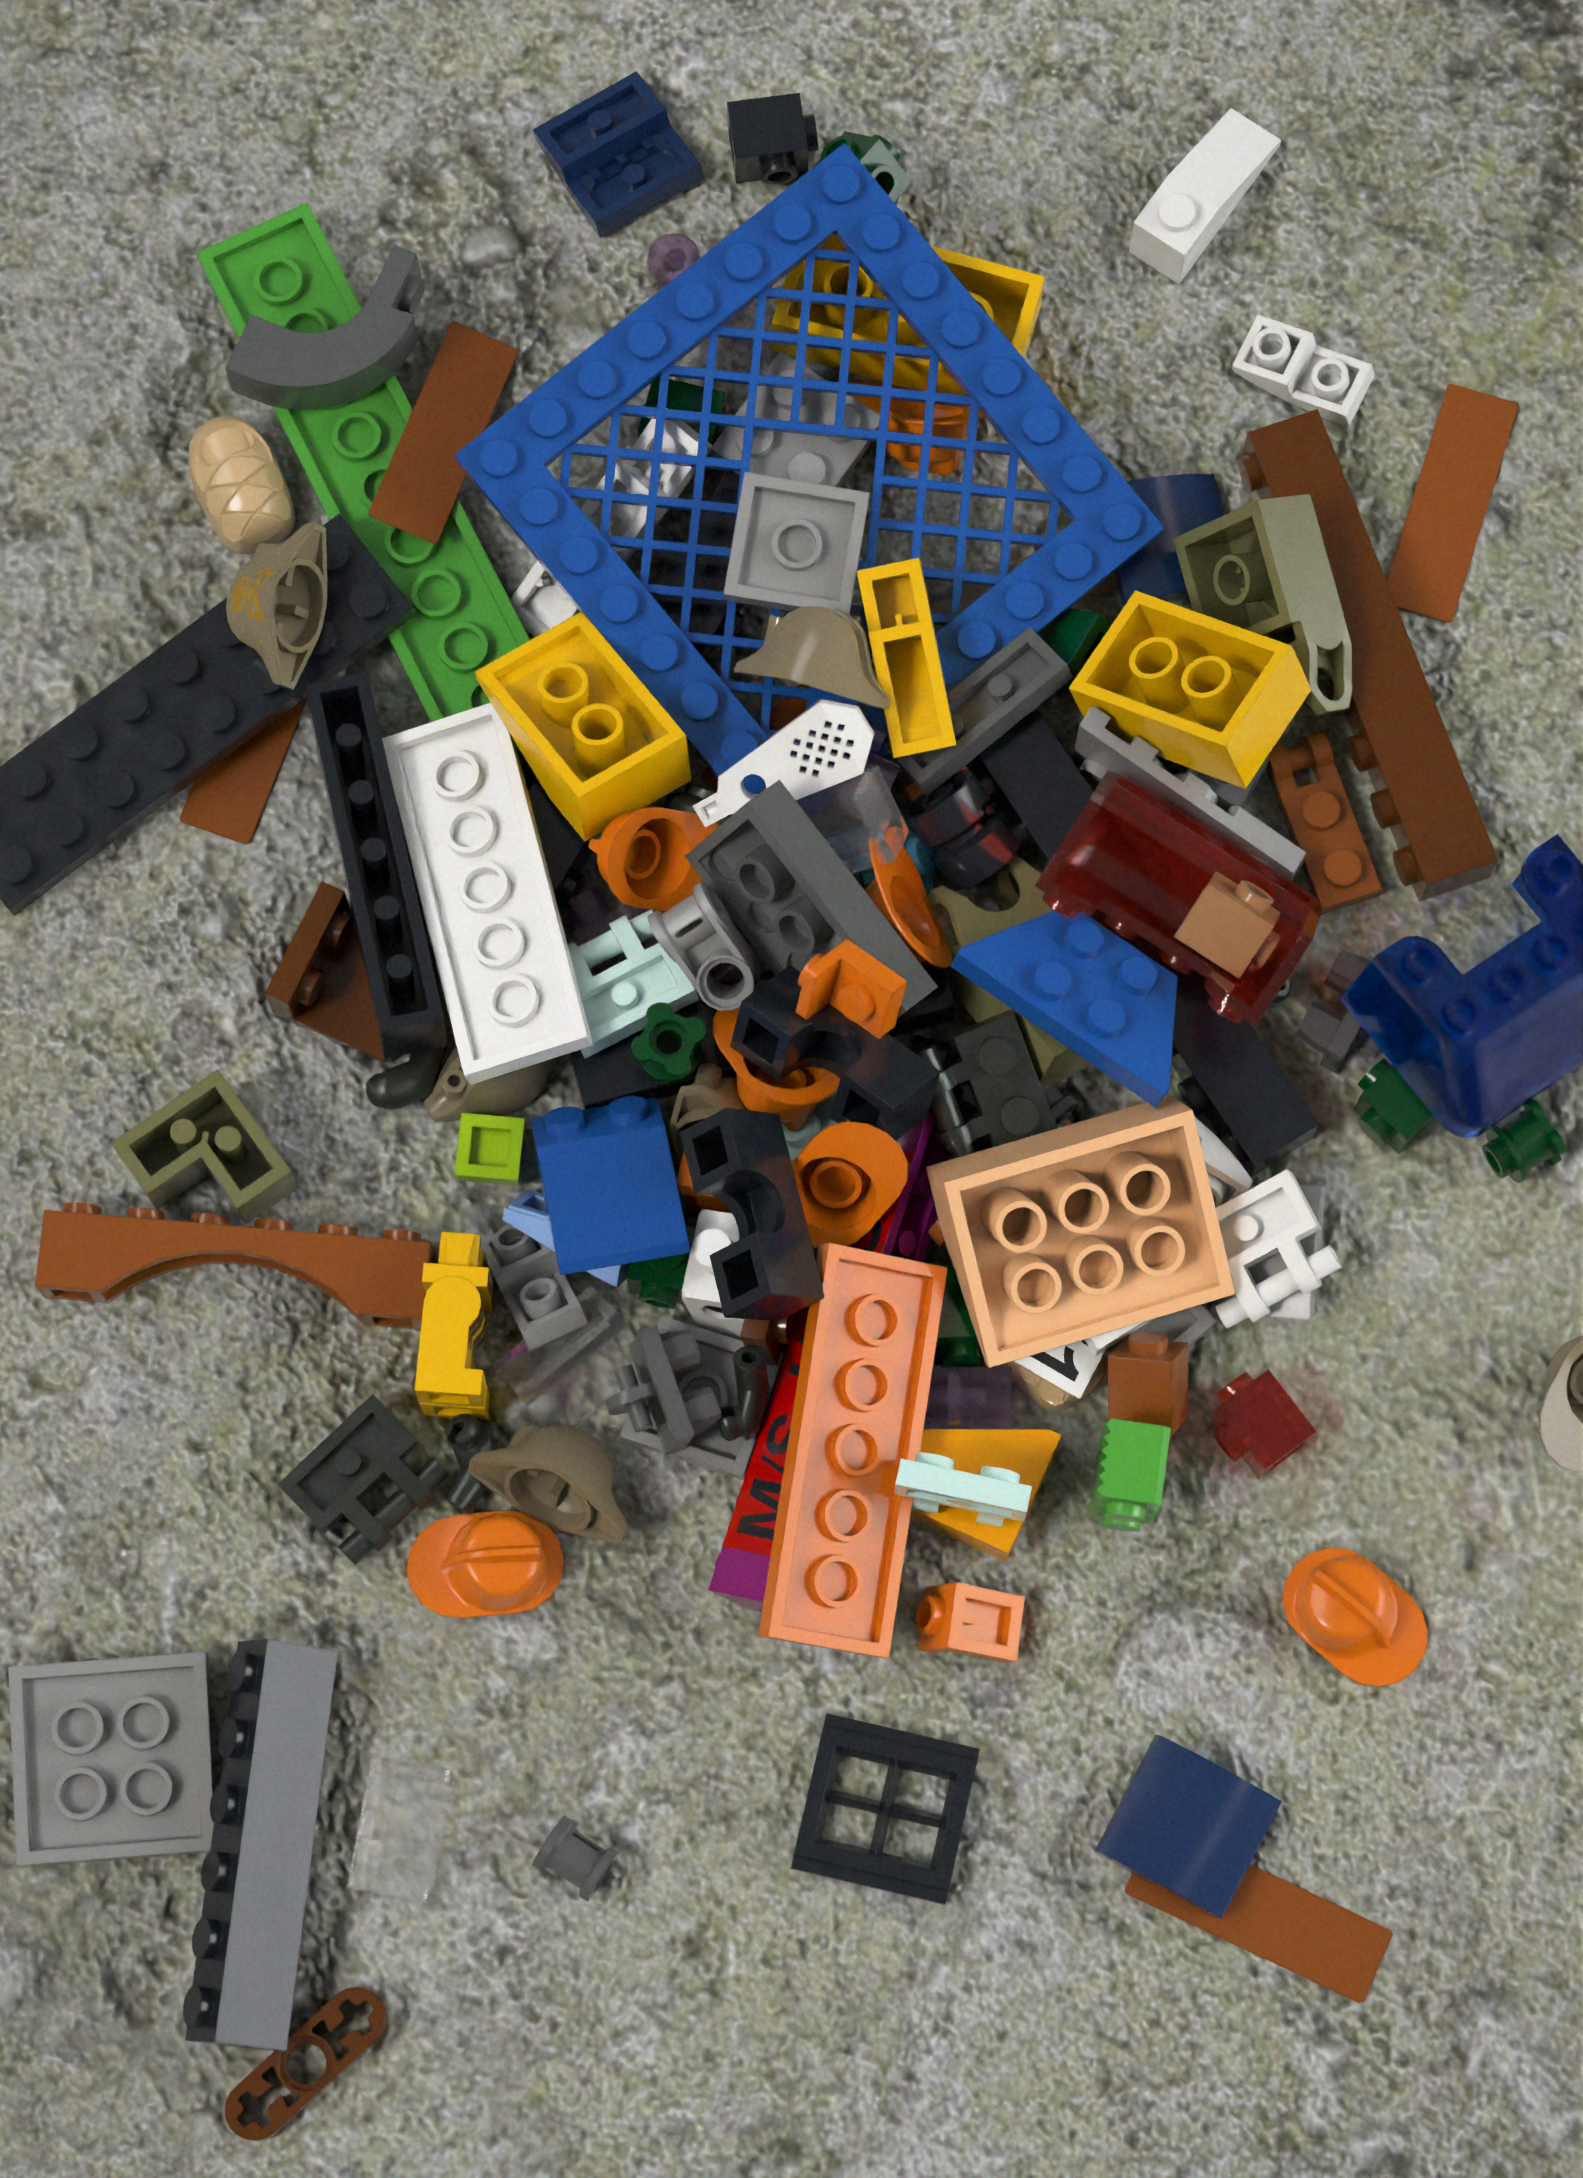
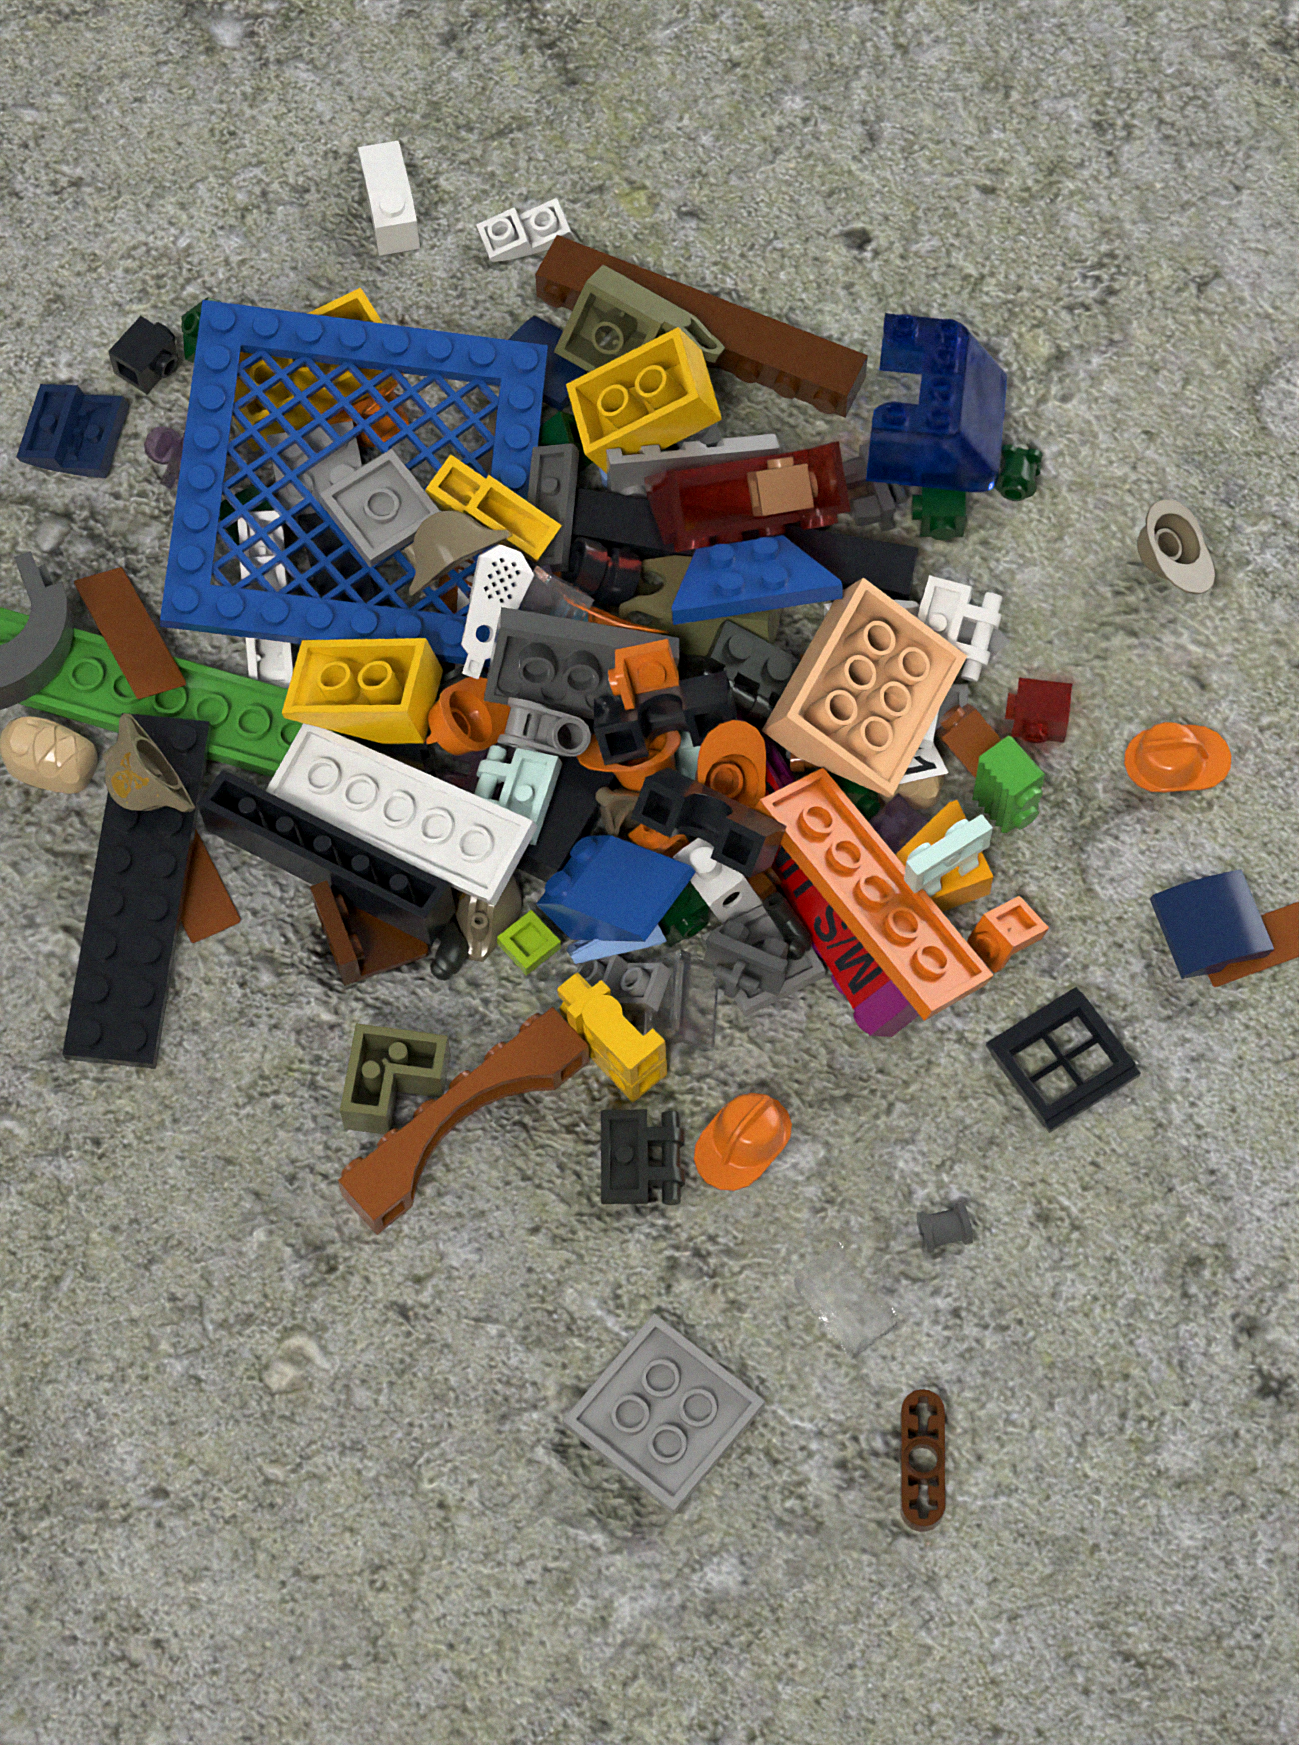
camera: 45 degrees left, 10 degrees down
(260, 1845) = (787, 1373): brick -> none
(468, 1437) = (683, 1094): pearl dark grey arm -> none
(557, 1479) = (739, 1061): dark tan hat -> none
(669, 1027) = (569, 786): dark green brick -> none
(1323, 824) = (763, 417): dark orange plate -> none
(1450, 502) = (658, 226): dark orange sticker -> none

